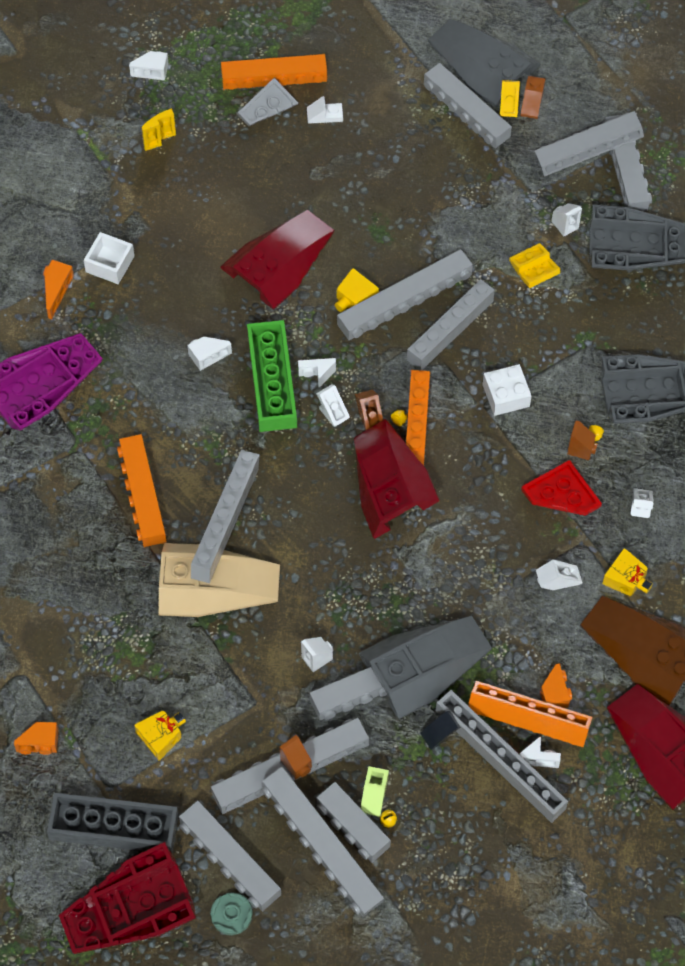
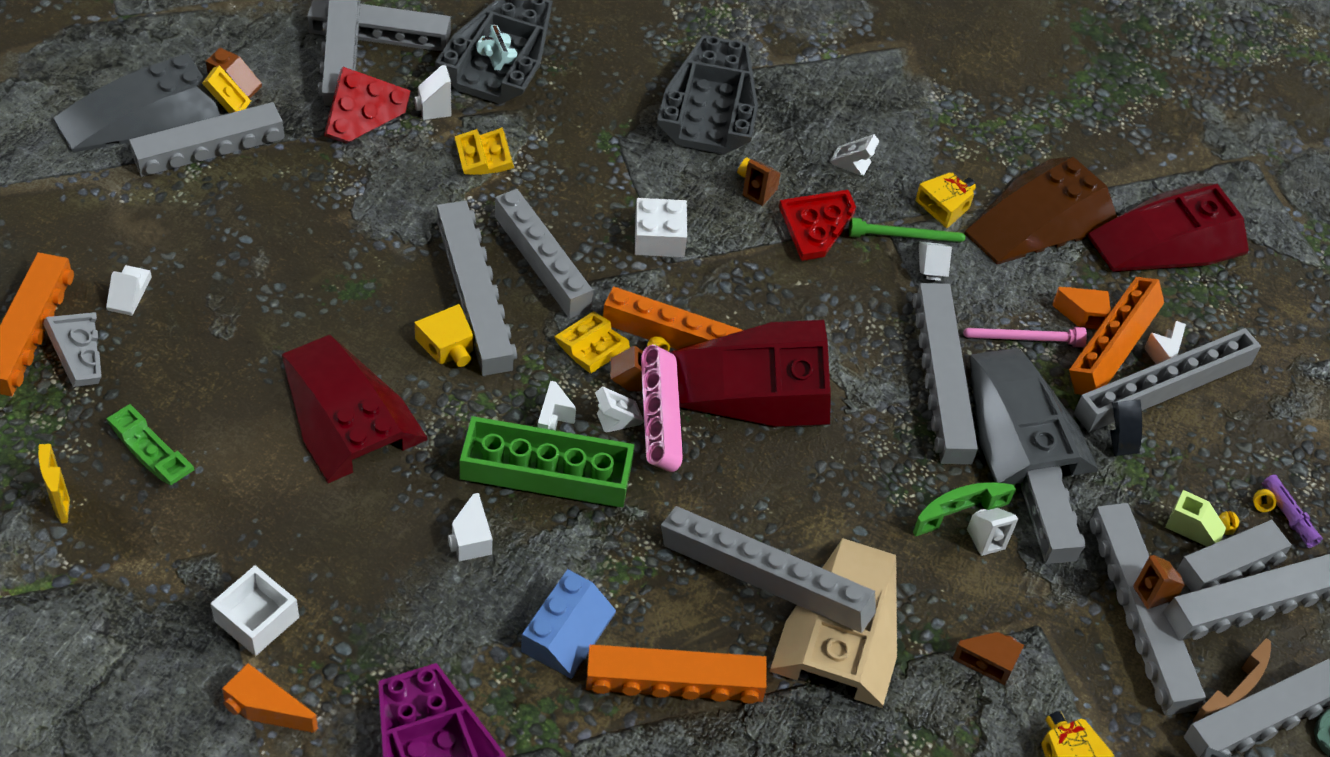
camera: 80 degrees left, 10 degrees down
(158, 421) = (567, 624): none -> medium blue slope
(209, 168) = (148, 447): none -> bright green slope
(216, 672) = (990, 655): none -> dark orange slope
(266, 846) = (1254, 667): none -> medium nougat slope
(317, 616) = (988, 494): none -> bright green slope
(338, 427) = (661, 408): none -> bright pink beam
(388, 378) = (592, 342): none -> yellow slope
(395, 875) = (1297, 518): none -> medium lavender pin
(417, 841) = (1270, 497): none -> yellow hinge
(449, 602) = (945, 374): none -> light grey brick
(522, 686) = (1075, 337): none -> bright pink piece
(537, 178) = (363, 105): none -> red plate
(568, 519) = (860, 228): none -> bright green piece
(624, 243) = (497, 48): none -> light aqua hips

